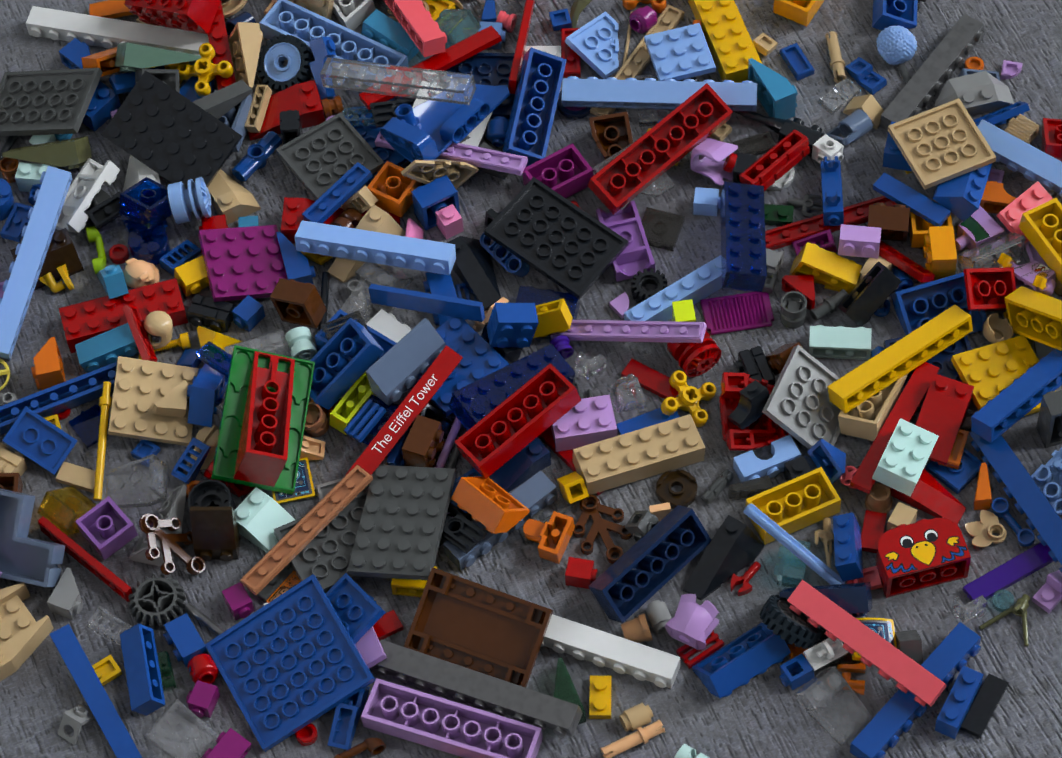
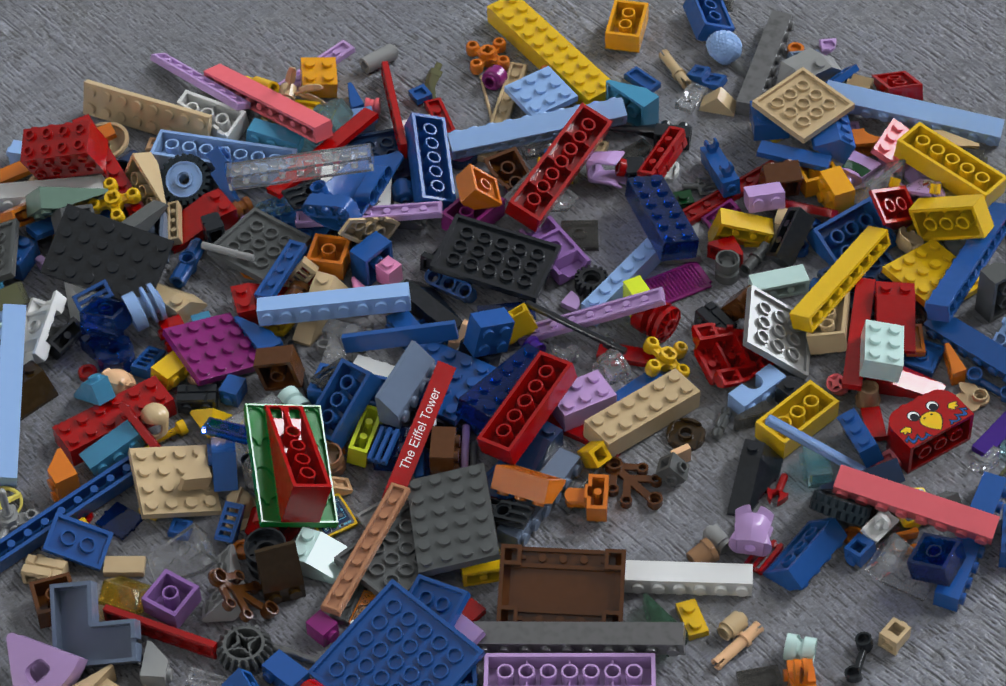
camera: 20 degrees left, 10 degrees down
(54, 286) = (31, 410): yellow piece -> none
(95, 236) = (58, 362): lime bar -> none
(105, 404) = (129, 494): yellow bar -> none
(161, 170) = (102, 283): none -> blue tile
(189, 358) = (193, 438): blue slope -> none
(294, 158) = (228, 251): none -> light grey bar
(568, 153) = (477, 189): none -> orange slope
(580, 572) = (631, 522): red brick -> none
(597, 44) = (462, 105): light blue plate -> none
(632, 365) = (607, 342): none -> black bar
(650, 563) = (692, 496): dark blue brick -> none
(706, 201) = (613, 203): light blue brick -> none
(750, 405) = (728, 345): black arch -> none
(764, 44) = (611, 72): tan plate -> none
(827, 148) = (698, 136): white brick -> none
(827, 537) = (837, 438): tan piece -> none
(829, 458) = (808, 370): blue slope -> none
(852, 127) = (714, 117): sand blue piece -> none
(863, 710) = (936, 559): none -> clear blue brick
(901, 515) = (893, 402): tan brick -> none

